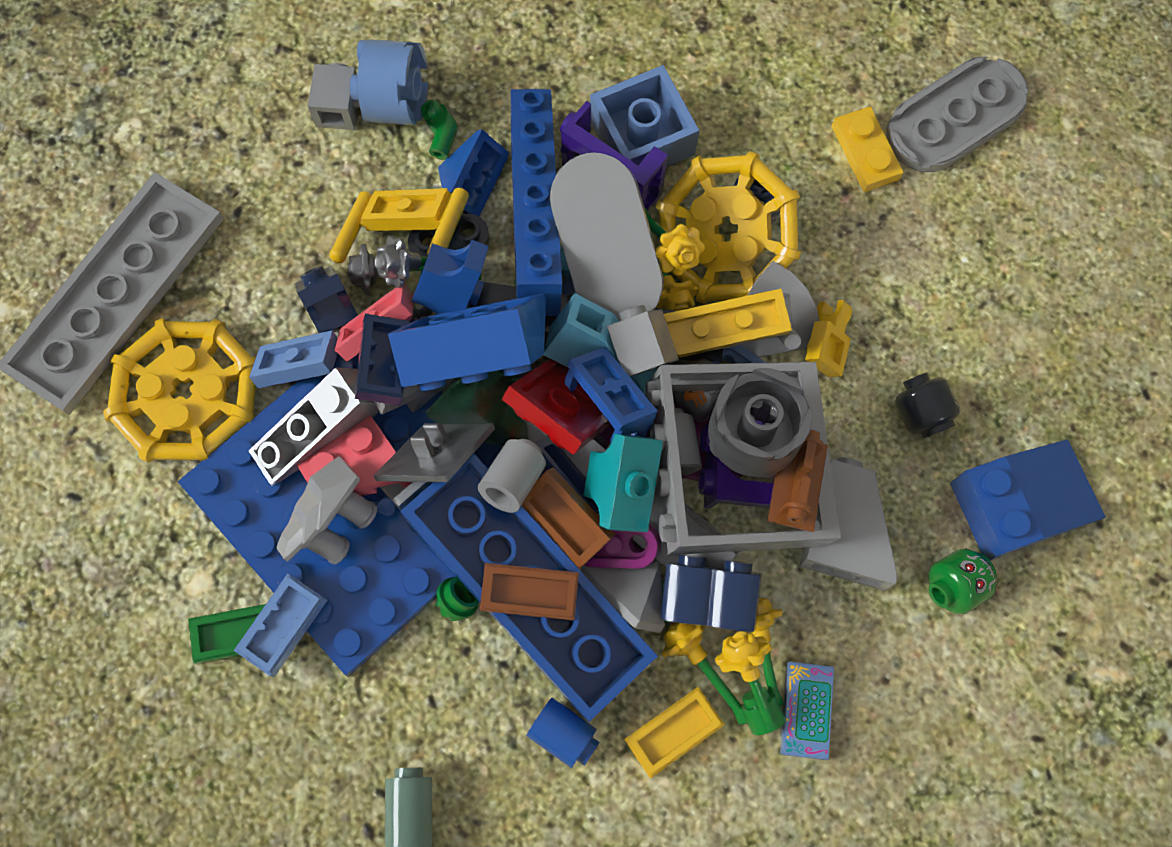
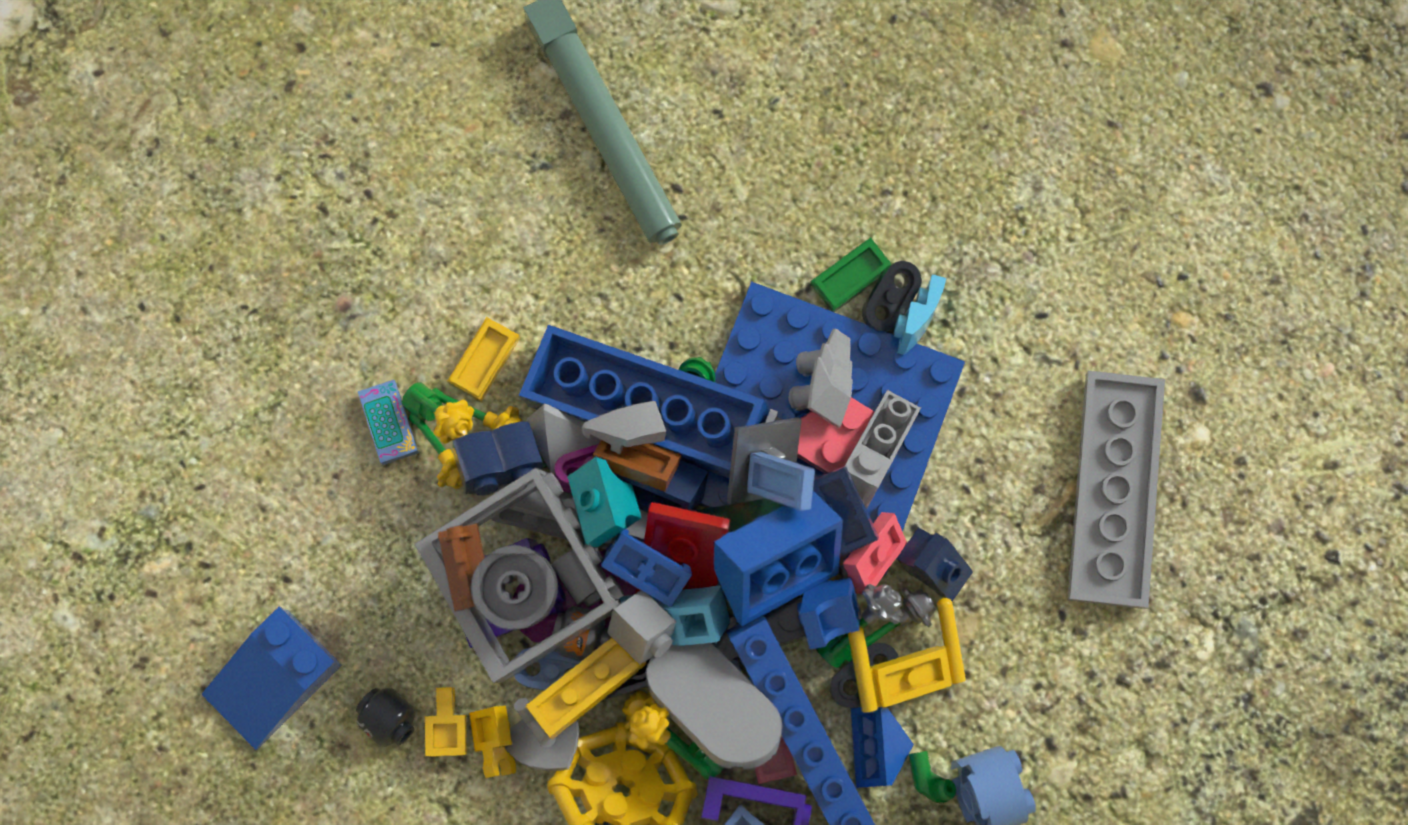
camera: 155 degrees right, 5 degrees up
(159, 382) = (1027, 426): yellow plate -> none
(198, 538) = (919, 314): none -> medium azure slope
(210, 583) = (890, 297): none -> black plate
(280, 625) = (817, 290): medium blue plate -> none
(294, 359) = (928, 499): medium blue plate -> none
(331, 98) = (1040, 761): light grey brick -> none
(428, 405) = (780, 480): none -> medium blue tile
(512, 475) = (690, 465): light grey brick -> none
(529, 591) = (638, 385): dark orange tile -> none
(558, 549) = (628, 426): none -> light grey slope
(563, 734) = (566, 313): blue brick -> none
(864, 547) = (408, 582): light grey slope -> none
(872, 369) = (445, 732): none -> yellow plate
(962, 581) = (303, 577): green head -> none

